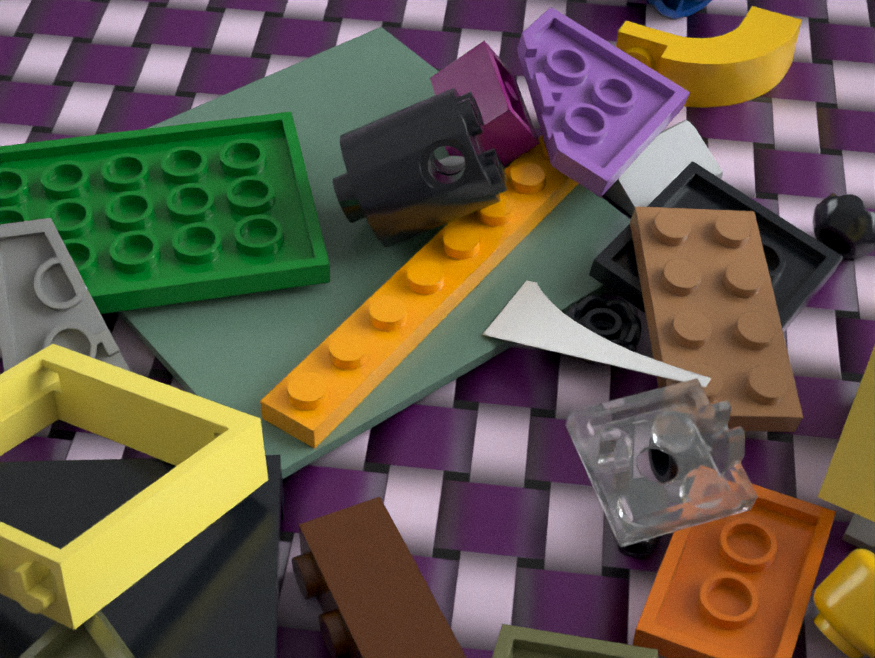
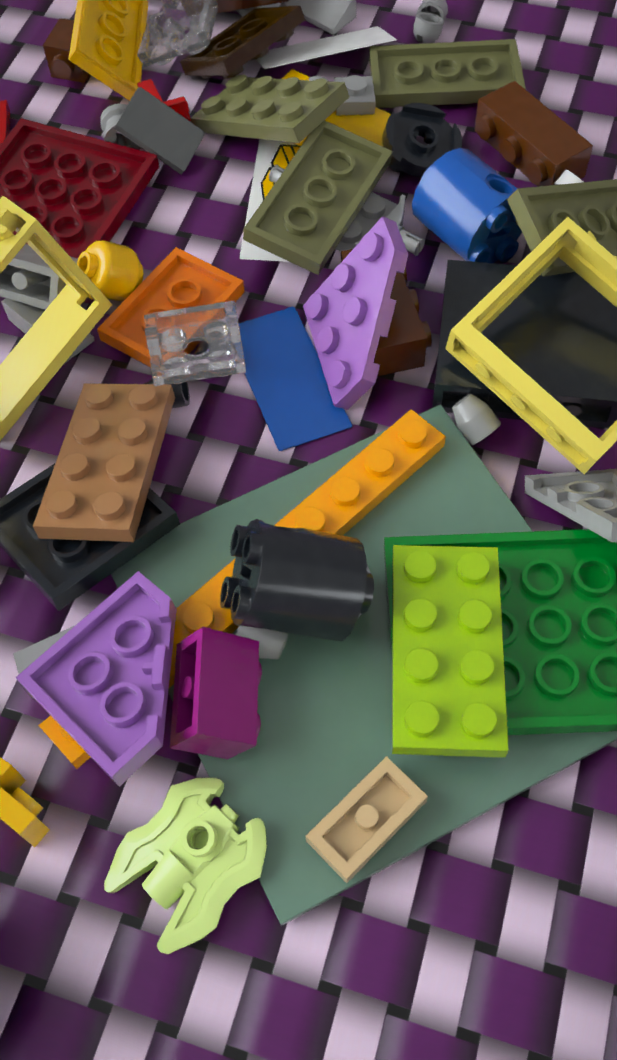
camera: 165 degrees left, 15 degrees up
(246, 169) = (447, 652): none -> lime plate
(313, 68) = (366, 819): none -> tan plate
(424, 549) = (355, 311): none -> medium lavender plate
(456, 35) = (193, 857): none -> yellowish green piece
(520, 527) = (289, 380): none -> blue sticker
(538, 323) = (235, 486): white sticker -> none
(610, 320) = (186, 475): black plate -> none

